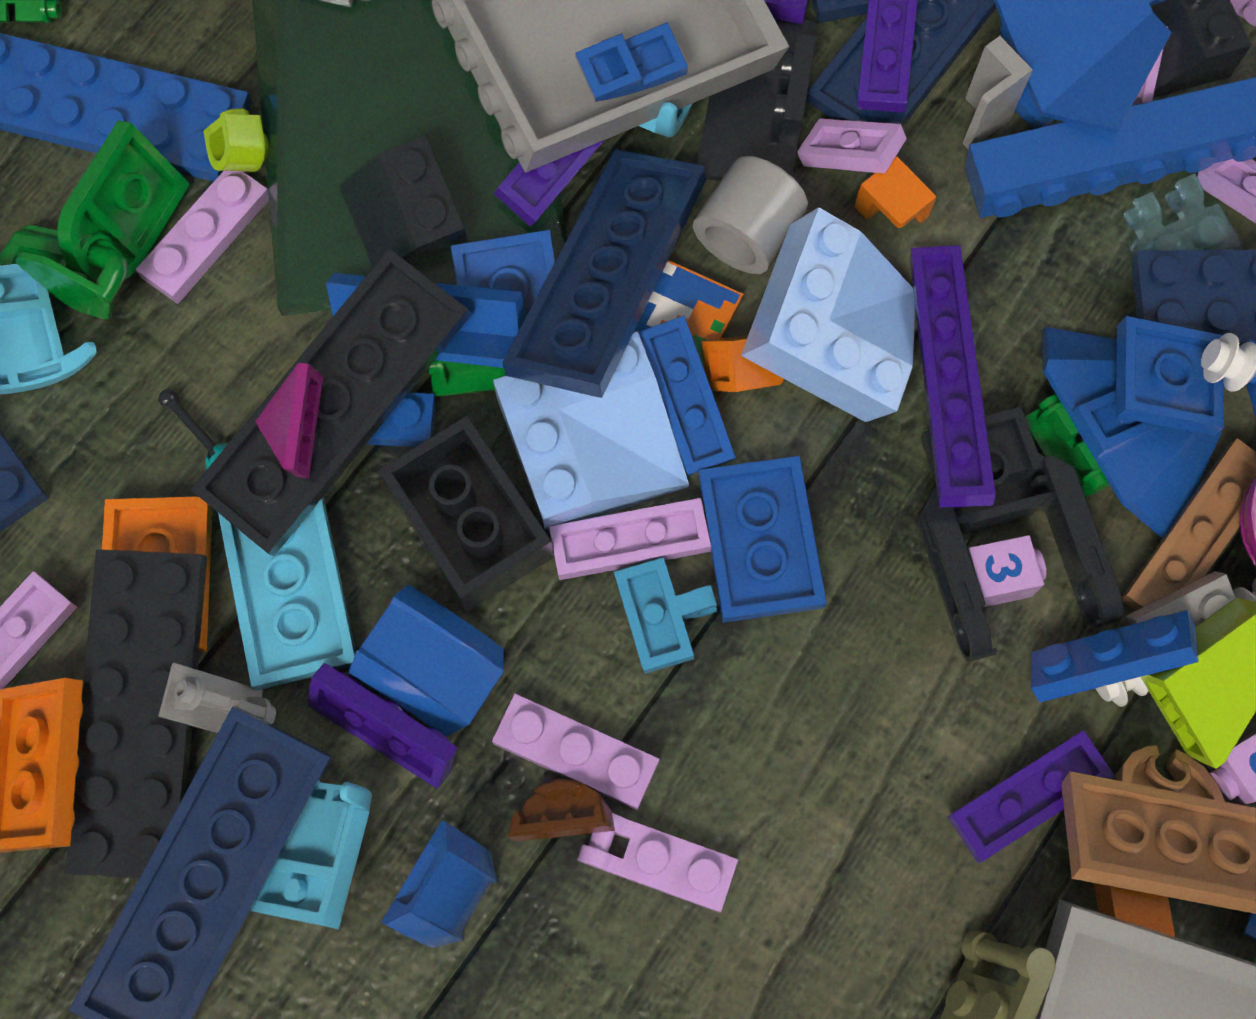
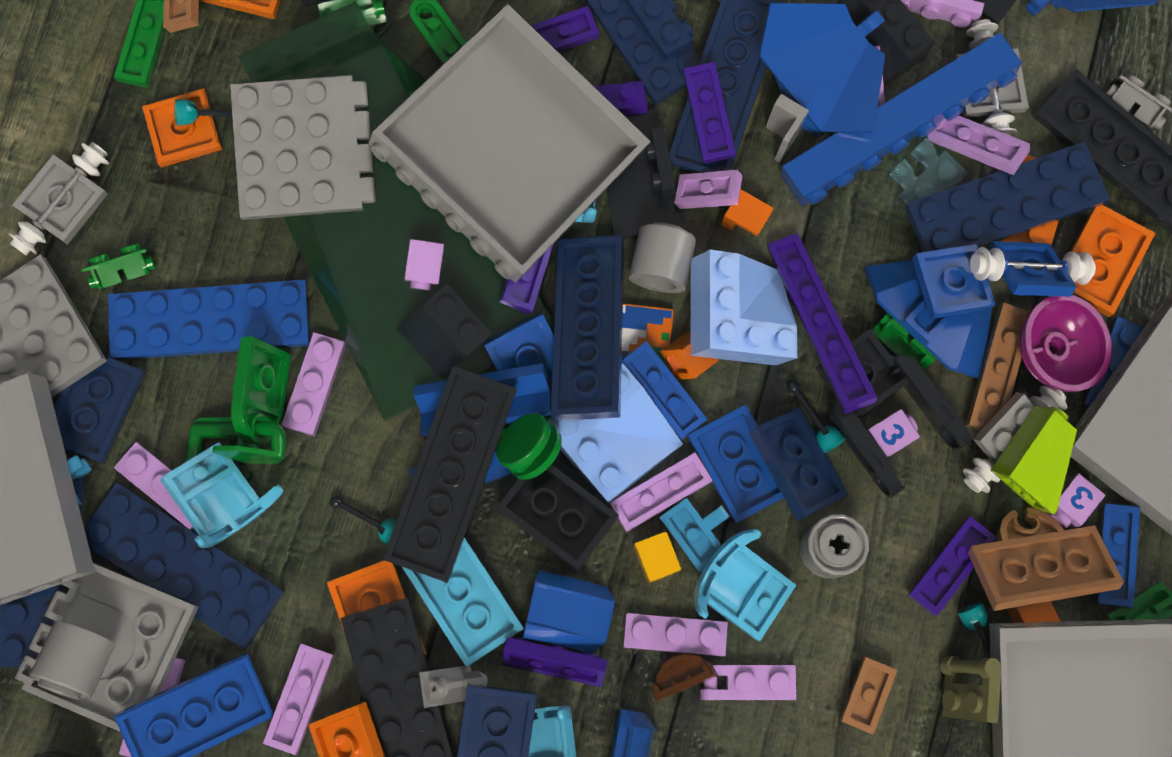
camera: 25 degrees left, 5 degrees up
(236, 142) = (315, 320): lime plate -> none
(292, 419) = (432, 497): magenta slope -> none
(406, 104) = (423, 264): none -> lavender brick
(456, 398) = (529, 446): none -> green head
(588, 628) = (657, 557): none -> yellow panel
(631, 65) = (561, 192): blue slope -> none
(699, 713) = (742, 586): none -> medium azure piece
(831, 706) = (821, 557): none -> light grey piece
(834, 945) = (868, 695): none -> medium nougat plate
(846, 564) = (798, 463): none -> dark blue plate
(905, 544) = (827, 436): none -> hinge
(1041, 889) = (975, 618): none -> teal hinge
(1114, 656) = (974, 467): blue plate -> none

